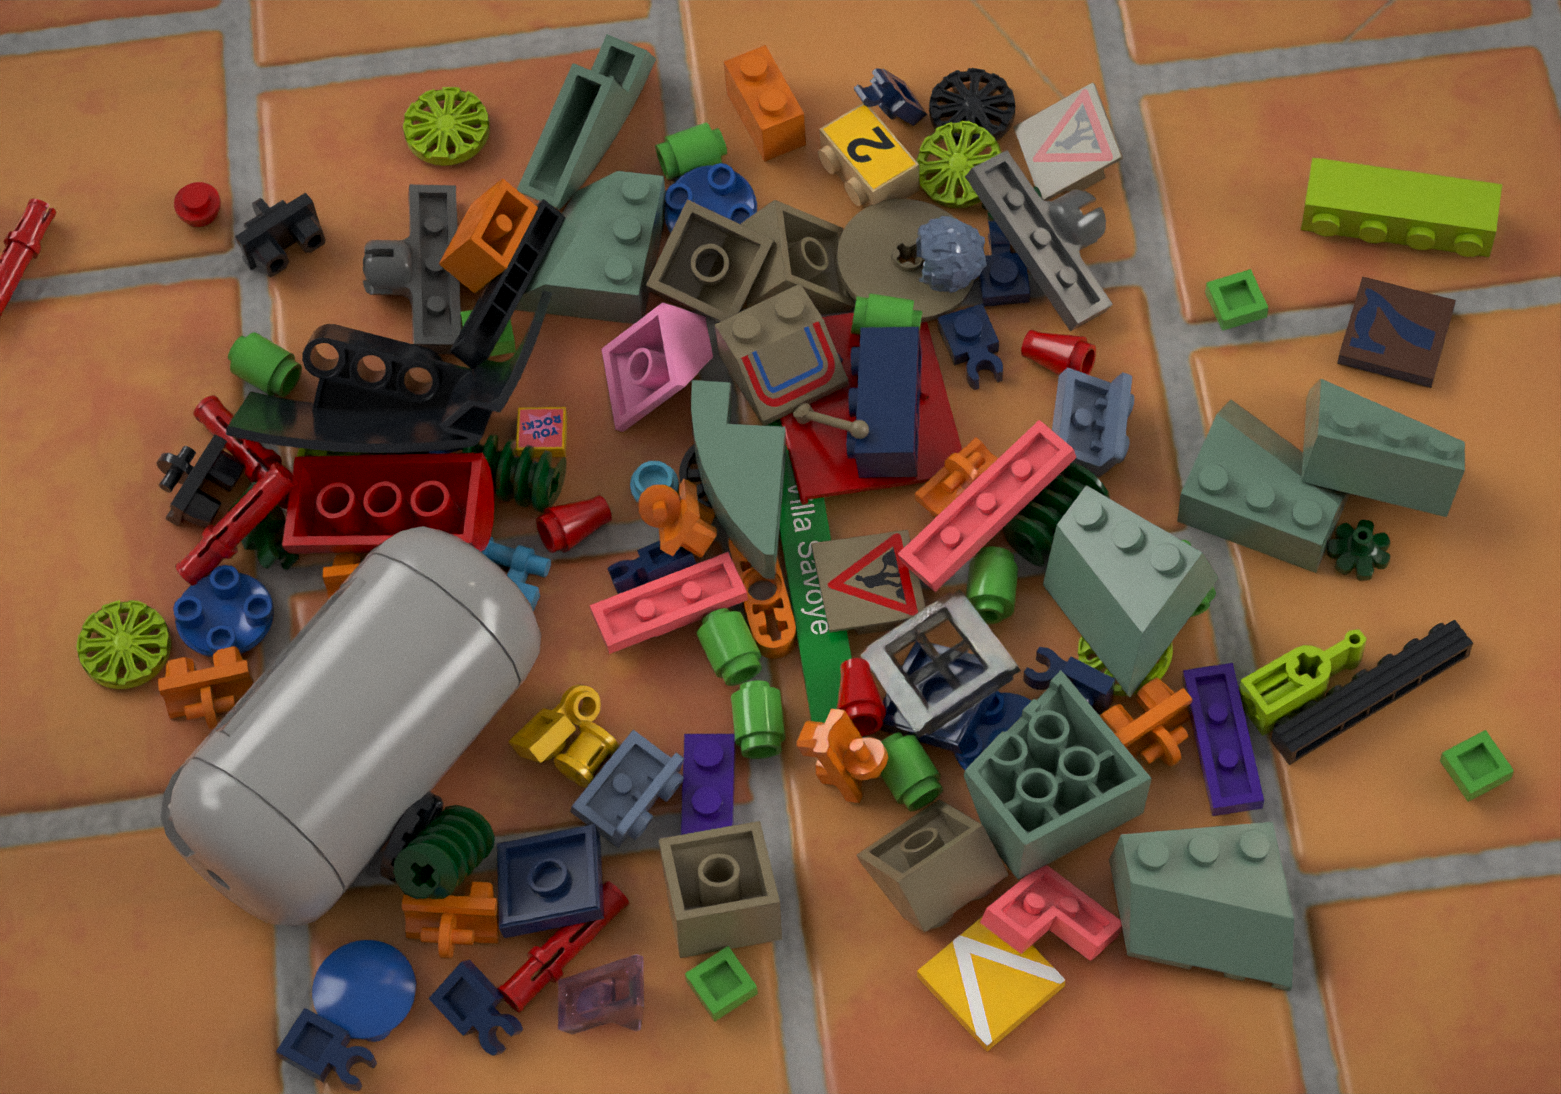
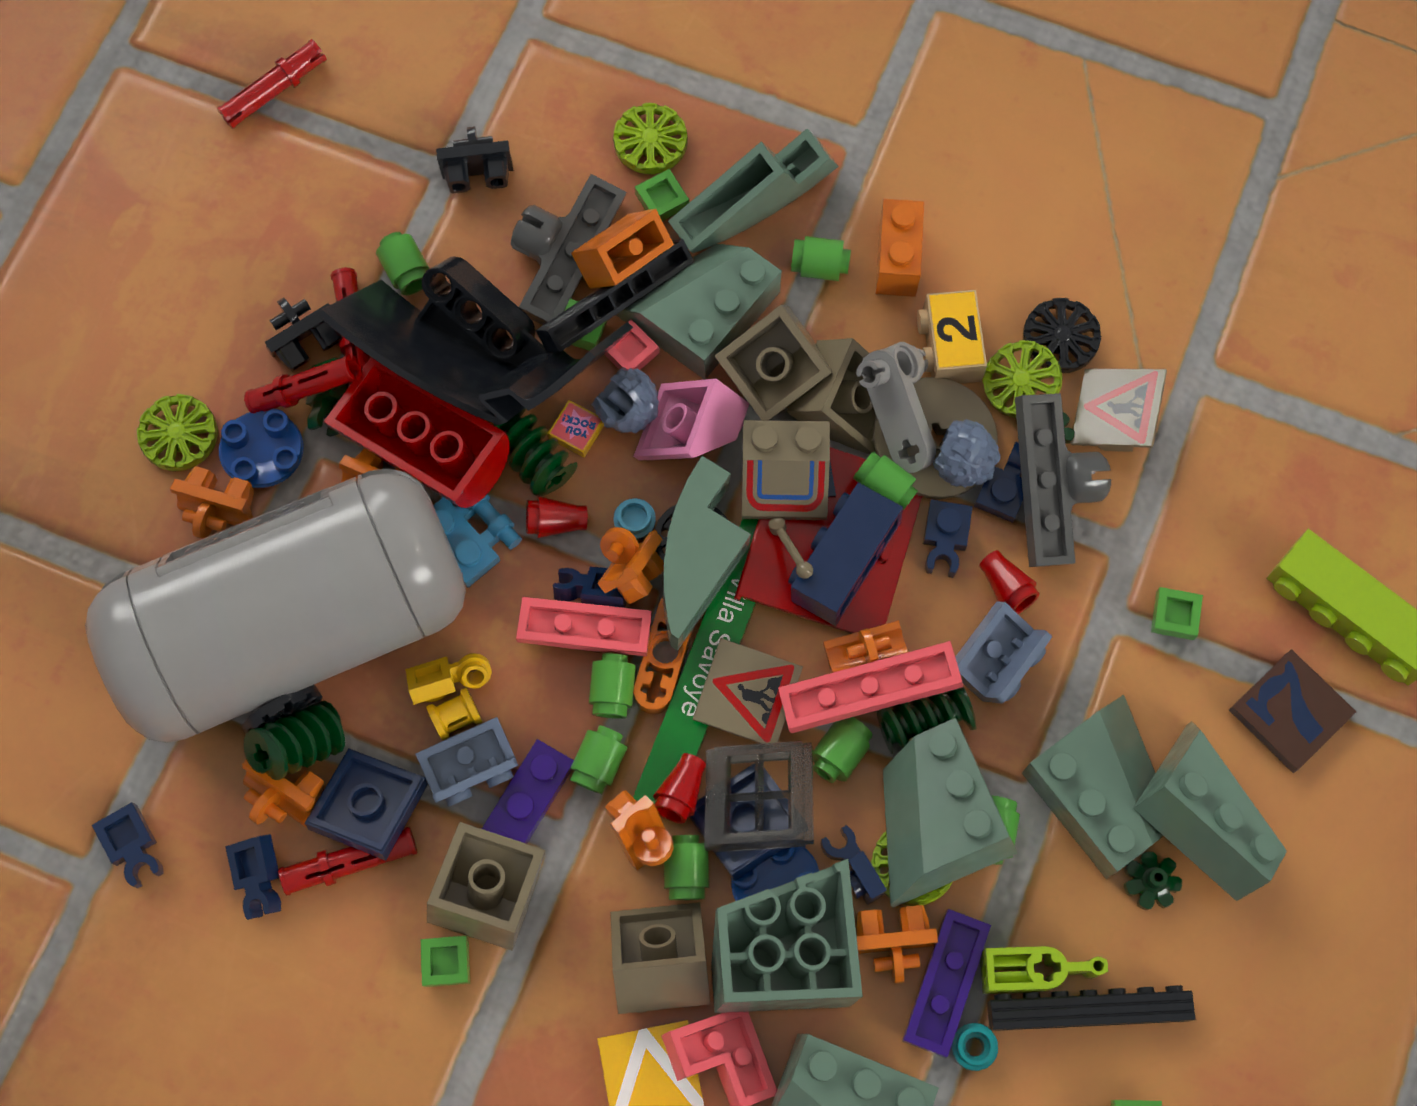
camera: 25 degrees right, 10 degrees up
(197, 204) = (432, 105): red plate -> none
(365, 989) = (187, 809): blue dish -> none
(490, 167) = (663, 194): none -> bright green plate
(557, 330) = (633, 350): none -> coral plate
(581, 375) = (627, 401): none -> sand blue piece
(603, 996) = (348, 923): slope -> none
(714, 188) = (816, 304): blue dish -> none
(836, 222) = (890, 382): none -> light grey piece
(891, 96) = (1002, 293): dark blue plate -> none
(1286, 769) = (989, 1047): none -> teal plate

